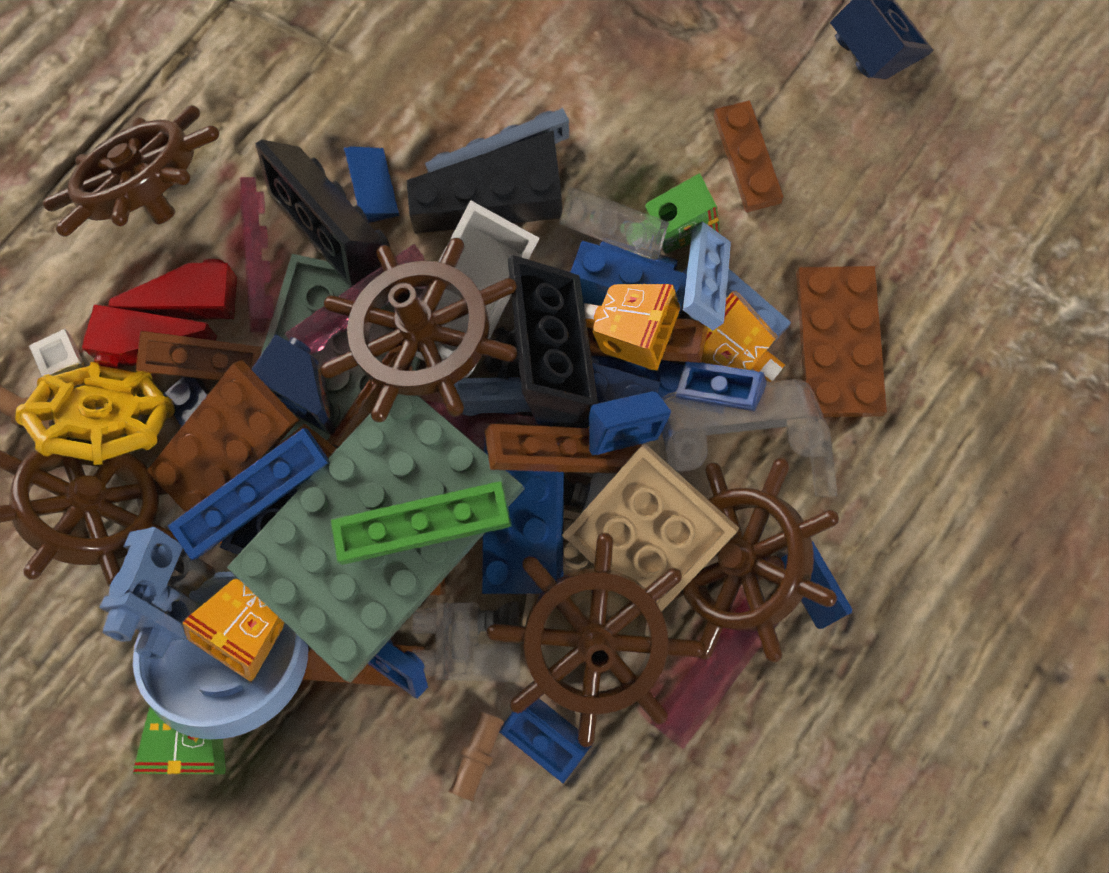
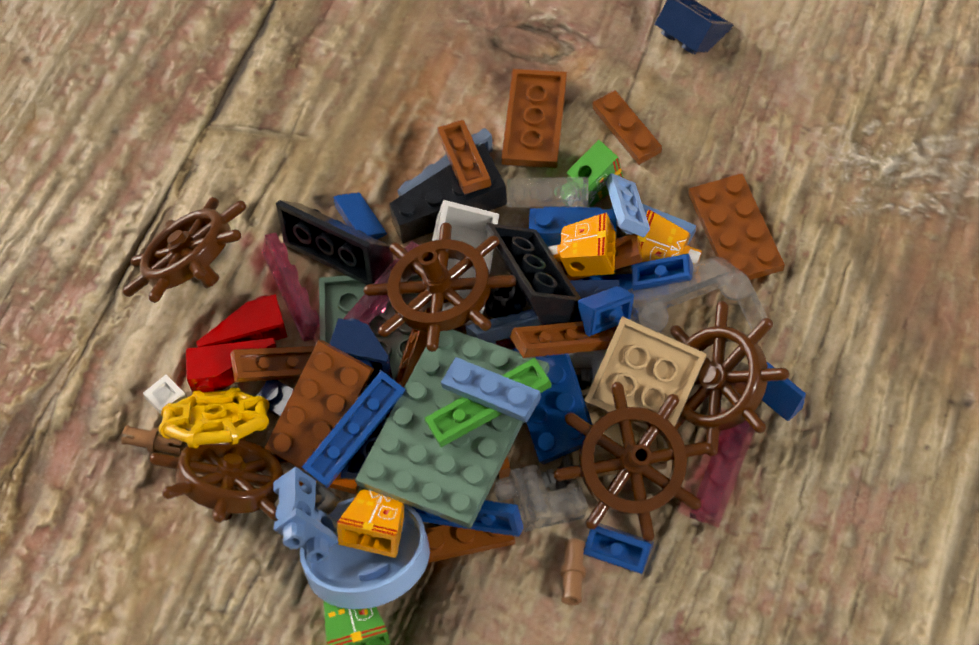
camera: 15 degrees left, 15 degrees down
(427, 512) = (491, 389): none -> medium blue plate
(518, 145) = (464, 156): none -> dark orange plate
(633, 110) = (534, 118): none -> dark orange plate

